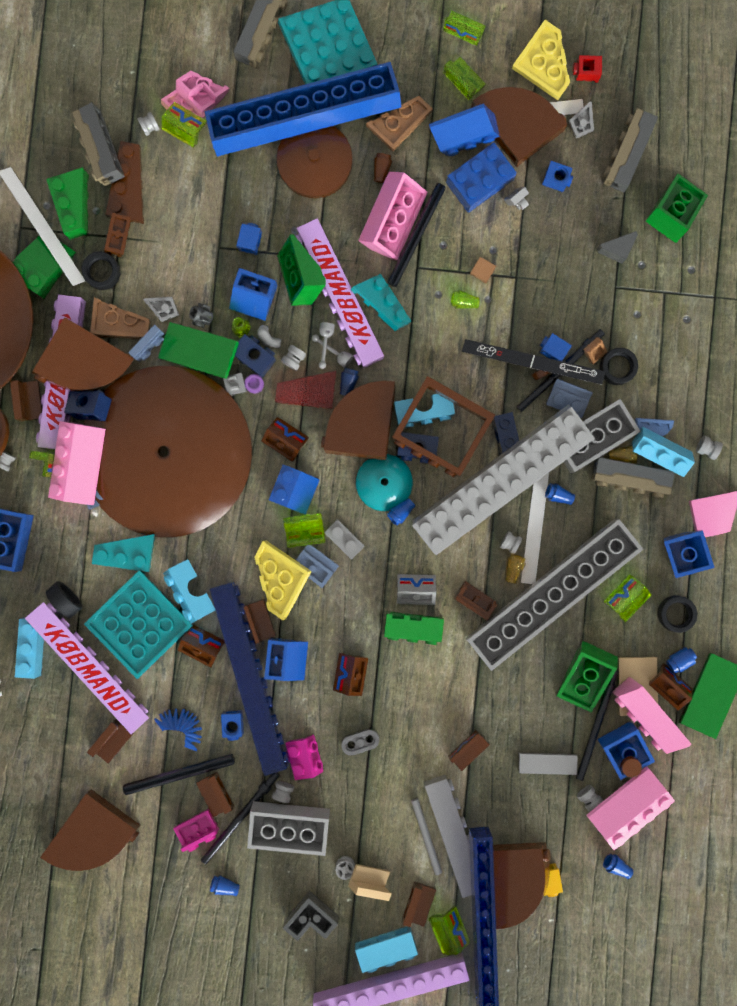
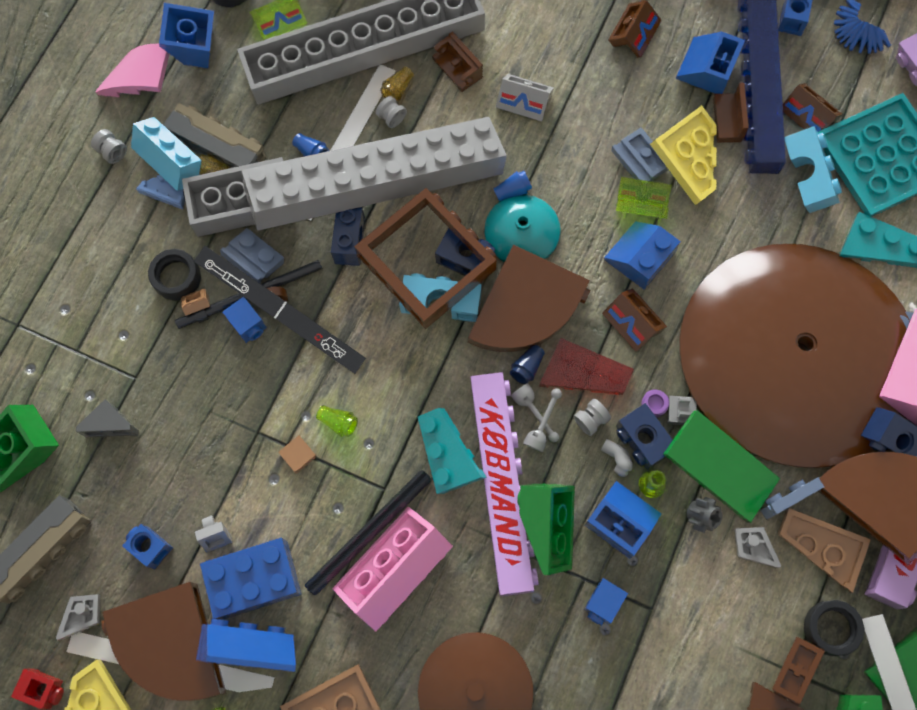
camera: 155 degrees left, 15 degrees down
(344, 539) = (594, 178): light grey plate -> none
(382, 165) = (383, 644): reddish brown cone -> none
(413, 627) = (545, 52): green wedge -> none

